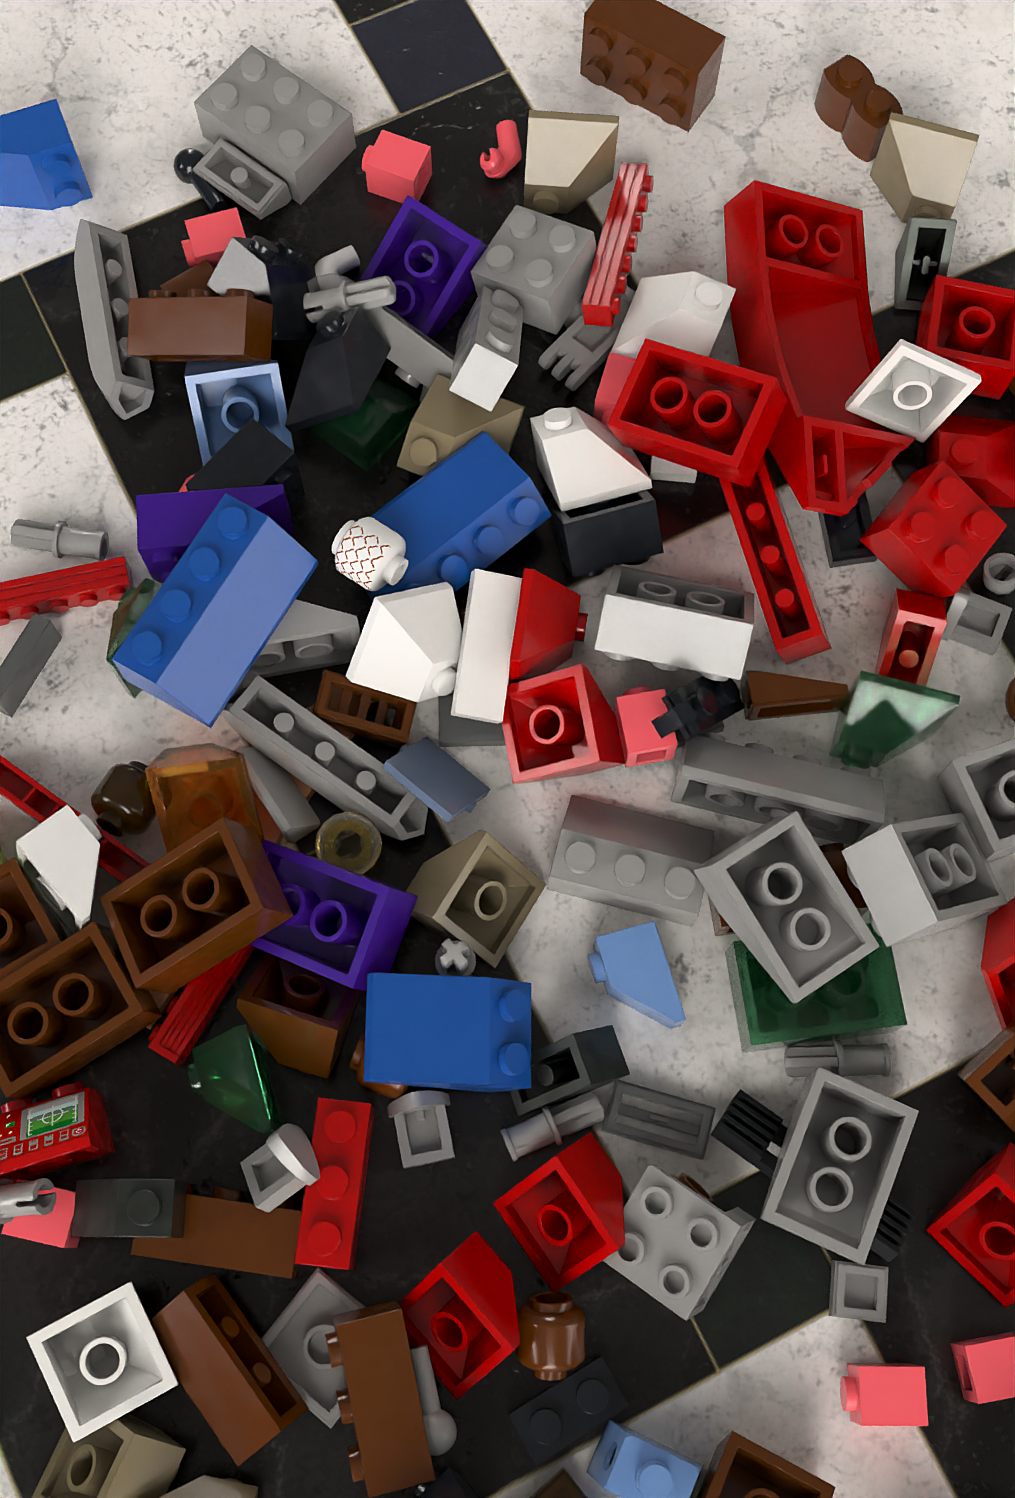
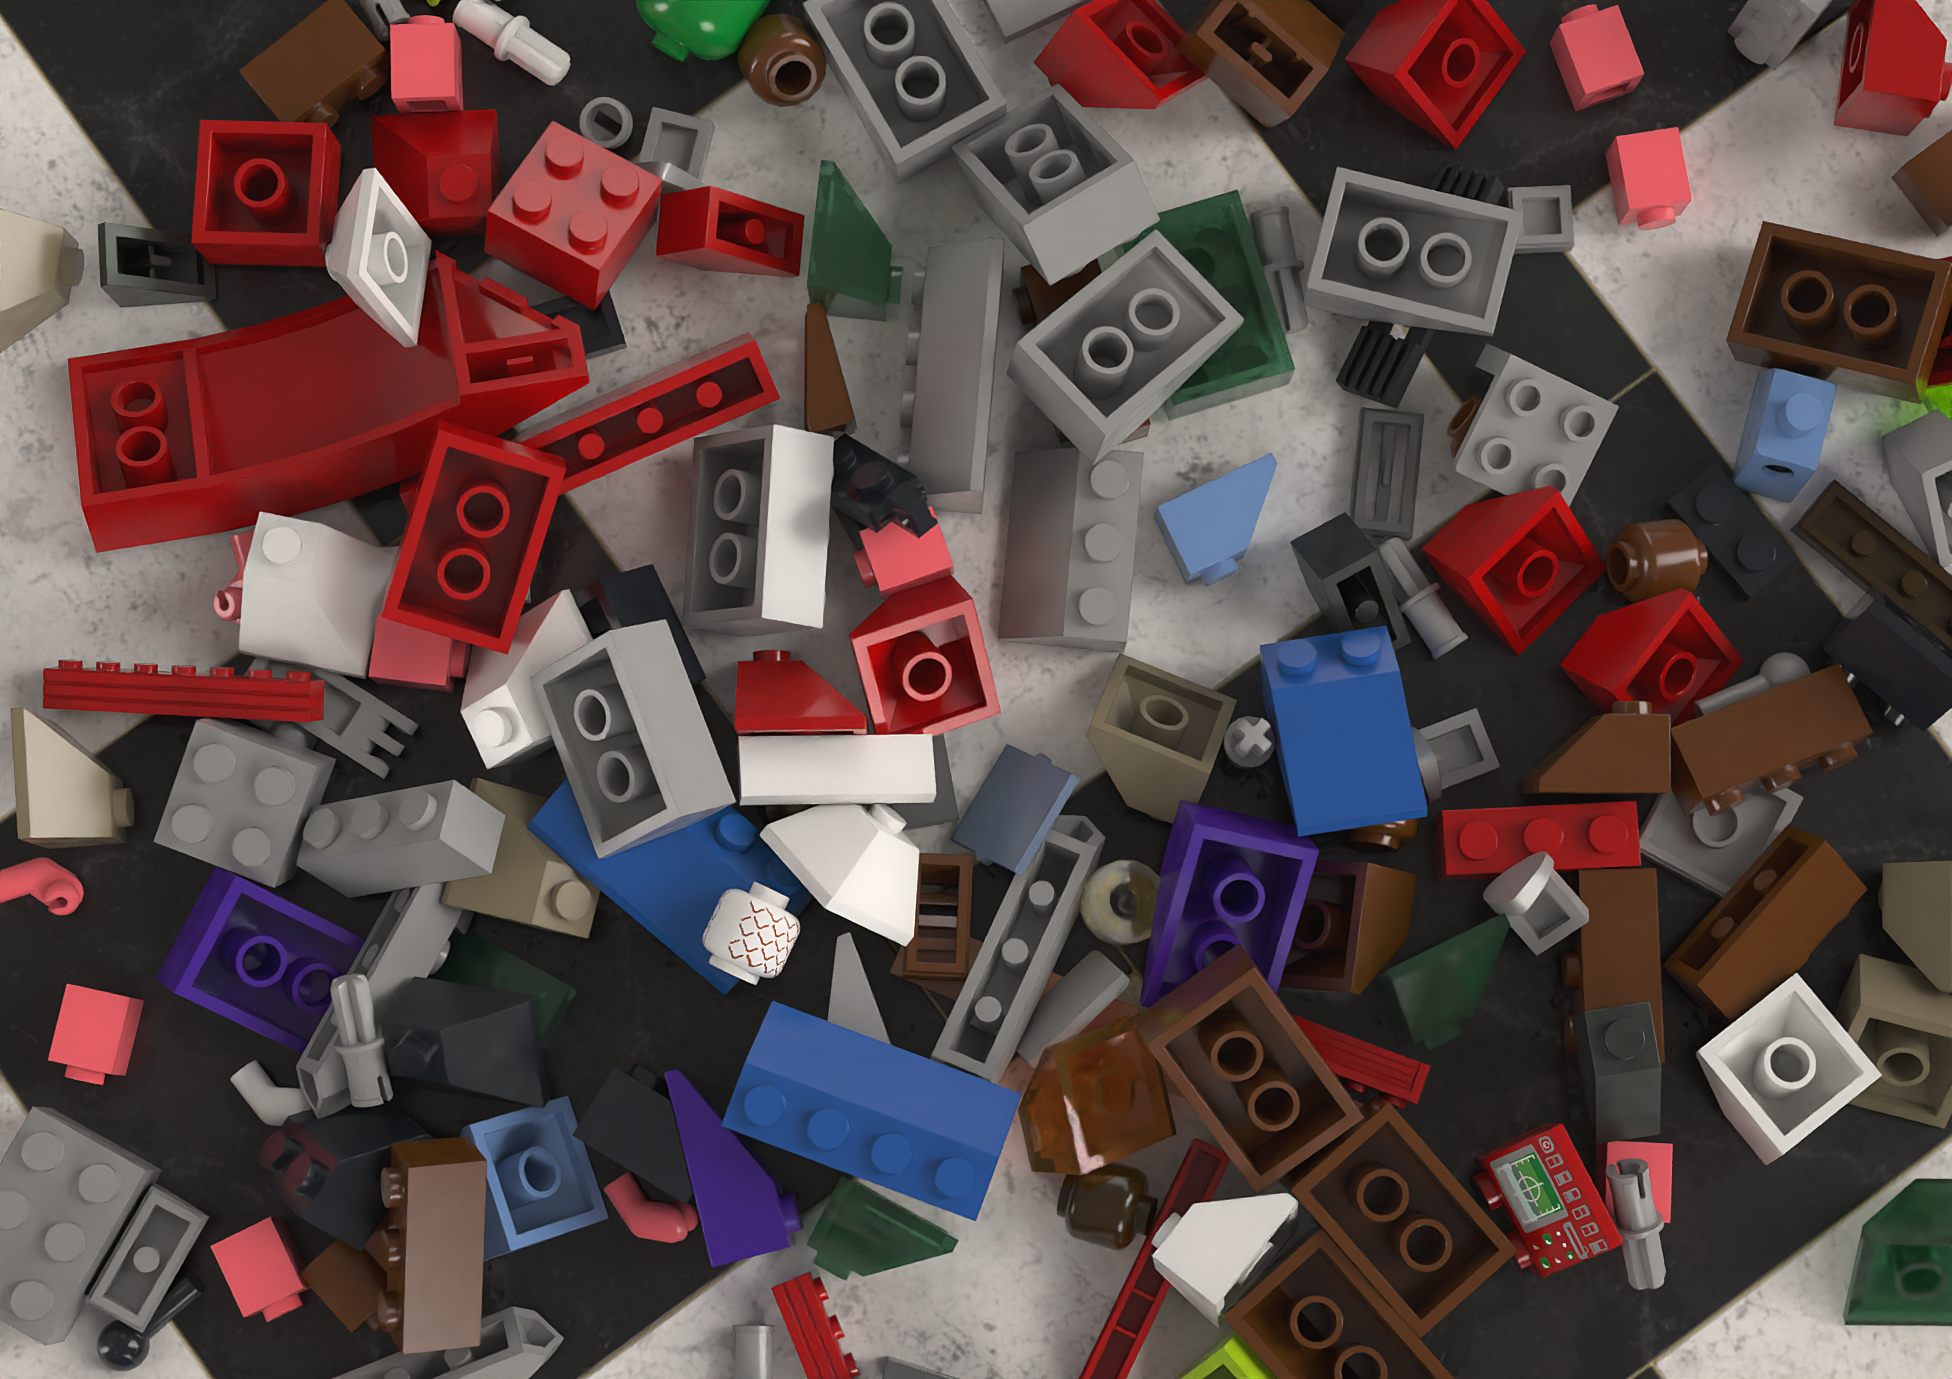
camera: 100 degrees left, 10 degrees up
(386, 1250) = (1610, 756): none -> reddish brown slope
(532, 499) = (632, 737): none -> light grey slope

